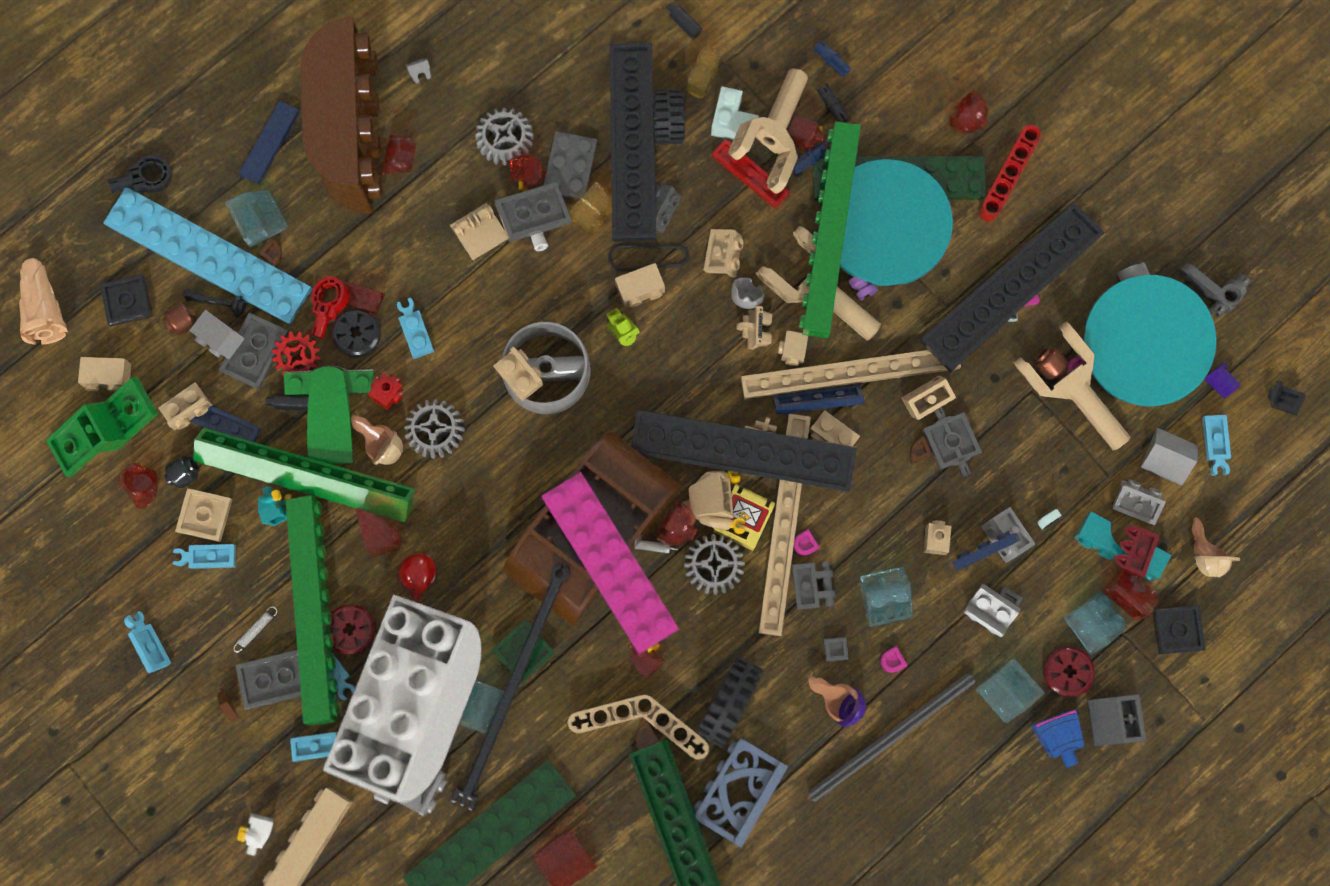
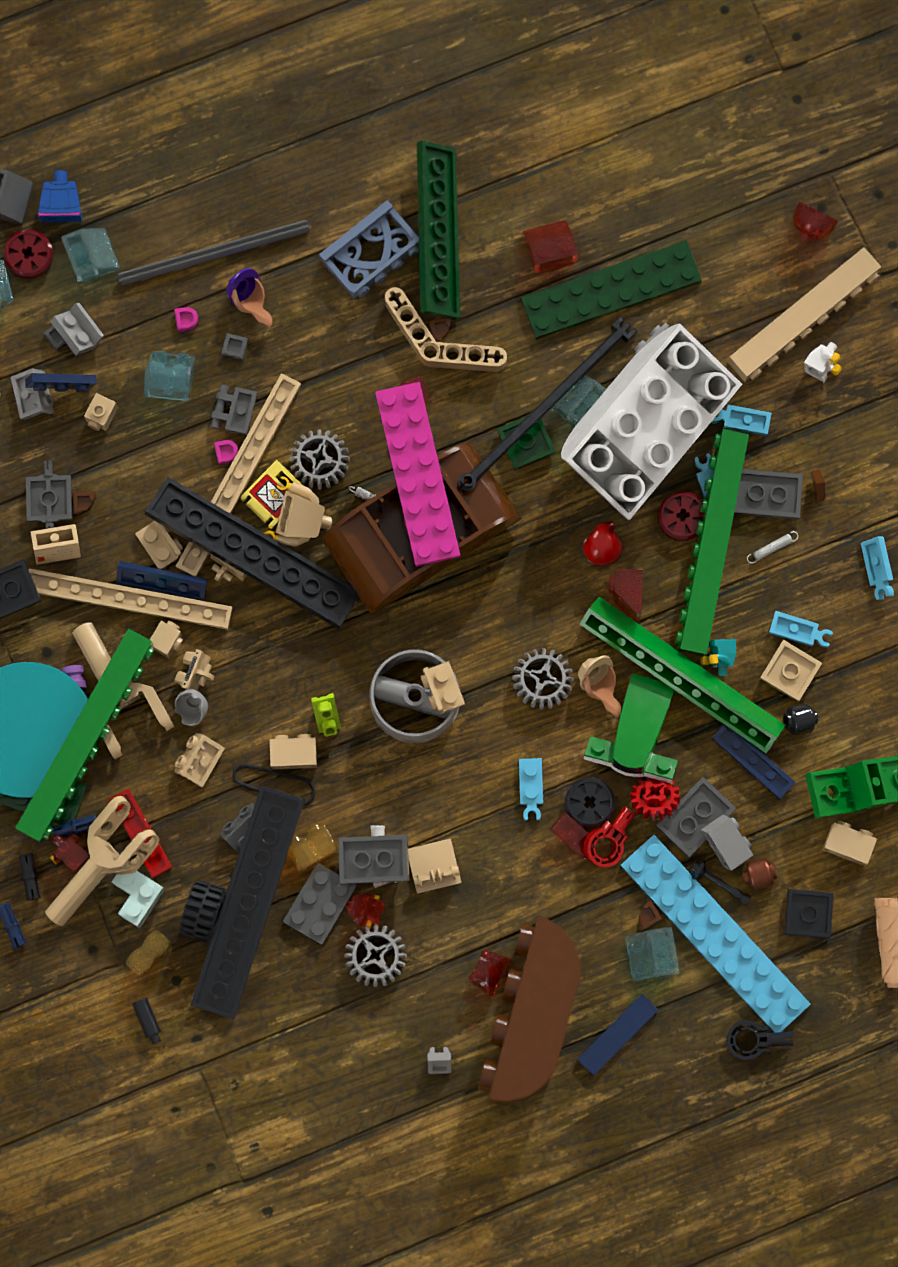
camera: 160 degrees left, 0 degrees up
(139, 484) = (845, 723): clear red hair -> none
(185, 406) = (778, 779): tan bracket -> none
(288, 402) = (670, 751): black cylinder -> none
(381, 396) = (579, 722): red brick -> none
(678, 526) = (340, 501): clear red cylinder -> none
(730, 701) = (351, 322): black tyre -> none

